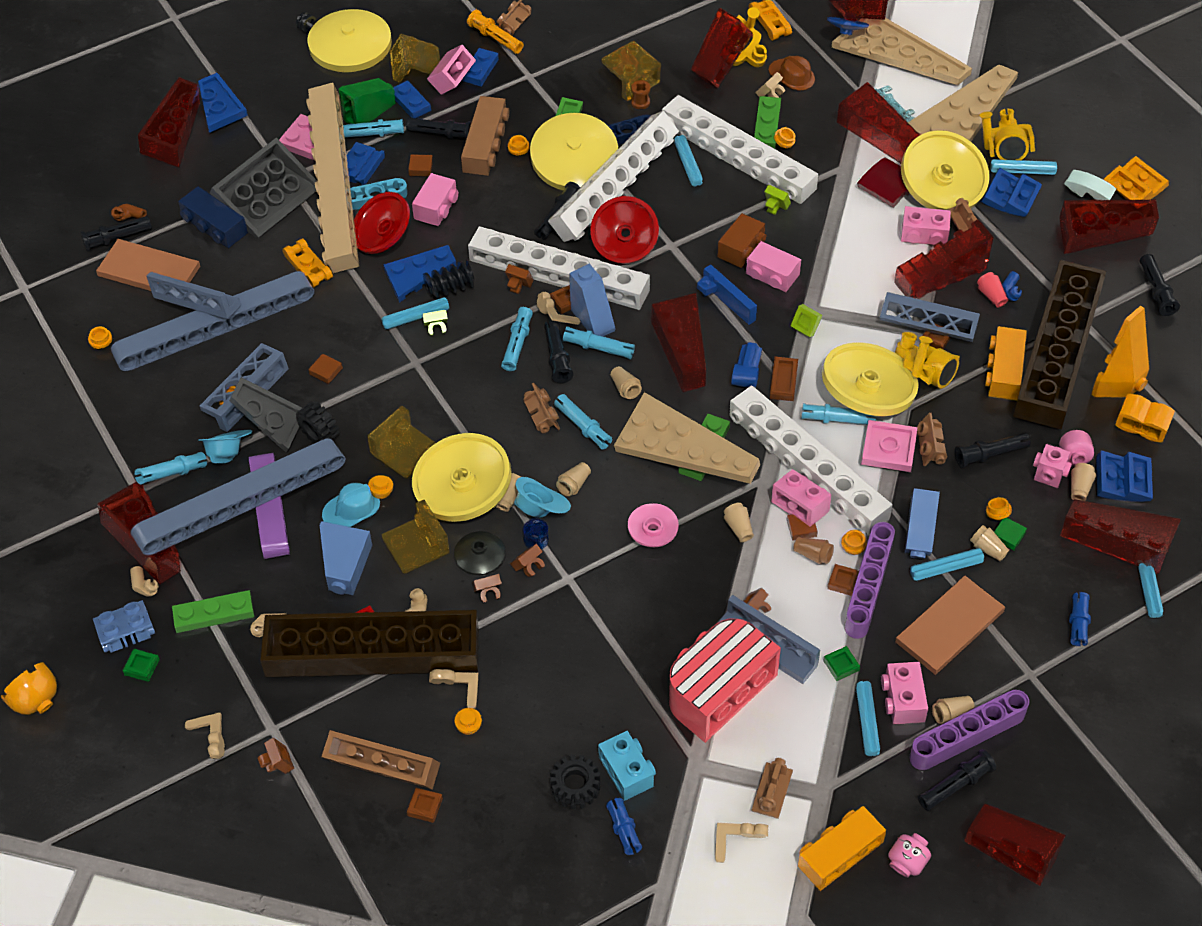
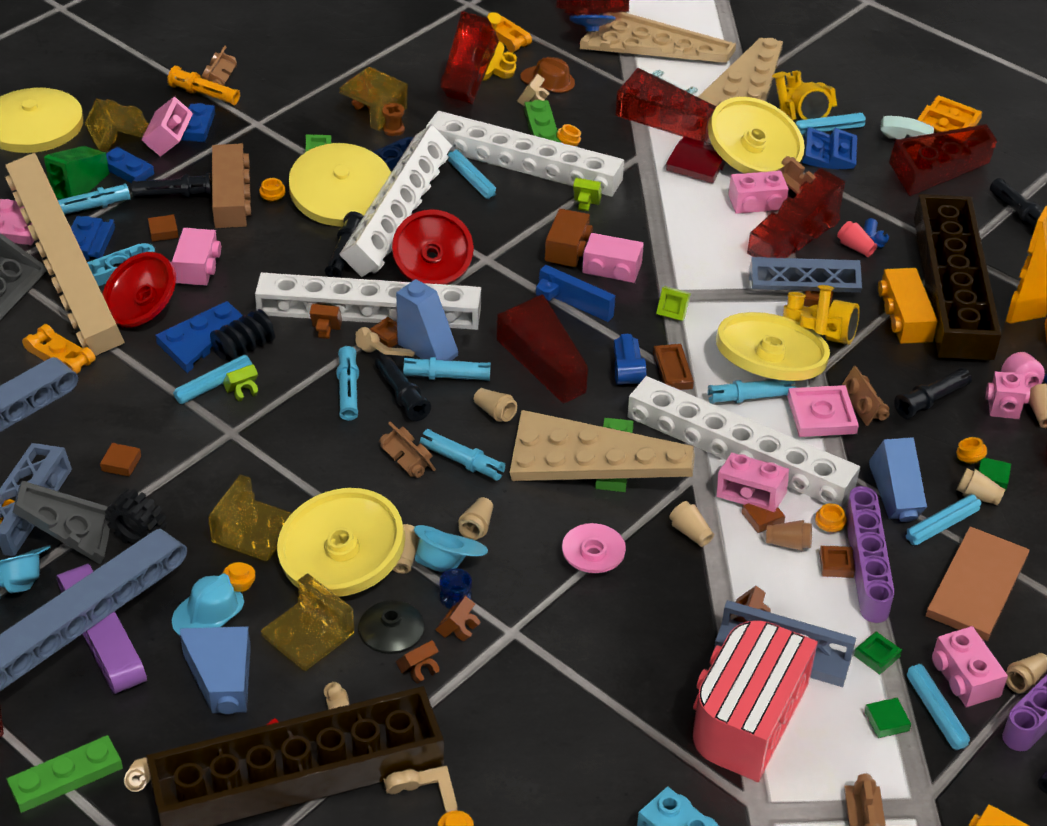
camera: 20 degrees left, 10 degrees down
(824, 717) = (887, 717): none -> green tile

